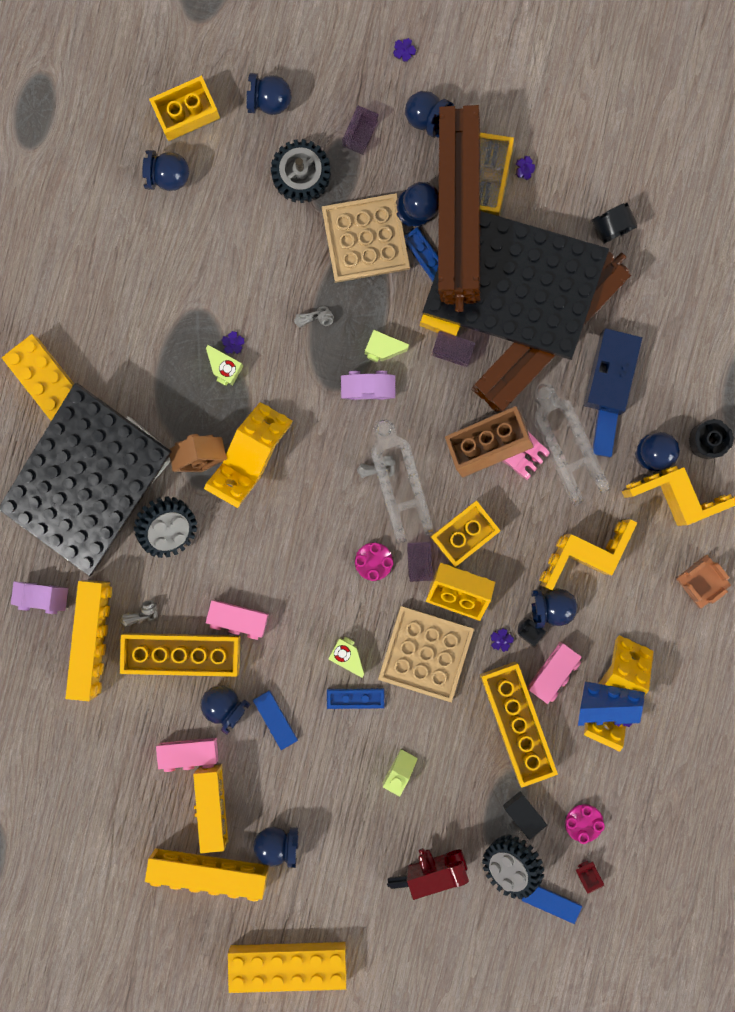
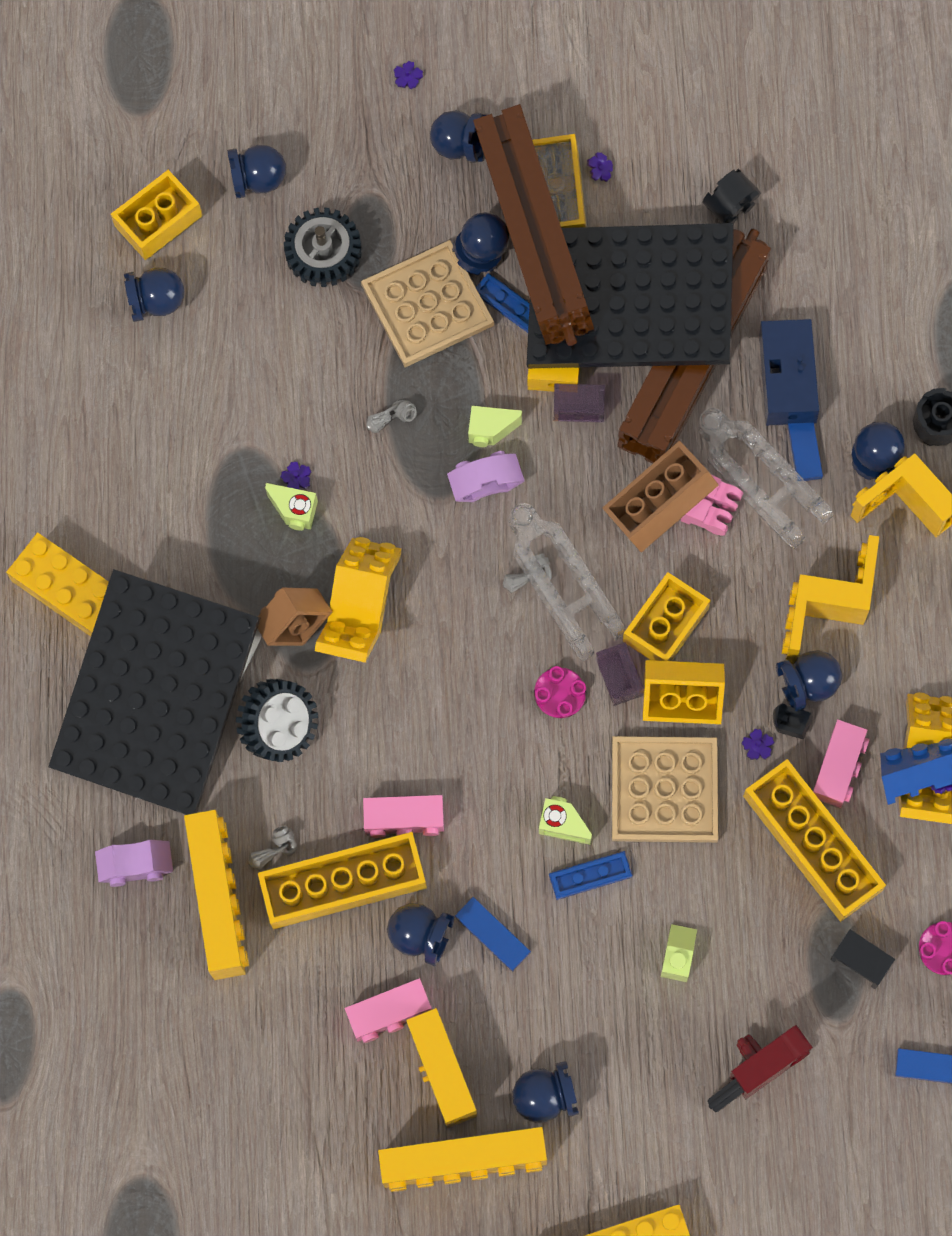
camera: 10 degrees left, 15 degrees down
(360, 130) = (382, 180): clear purple panel -> none
(513, 867) = (867, 1024): wheel -> none

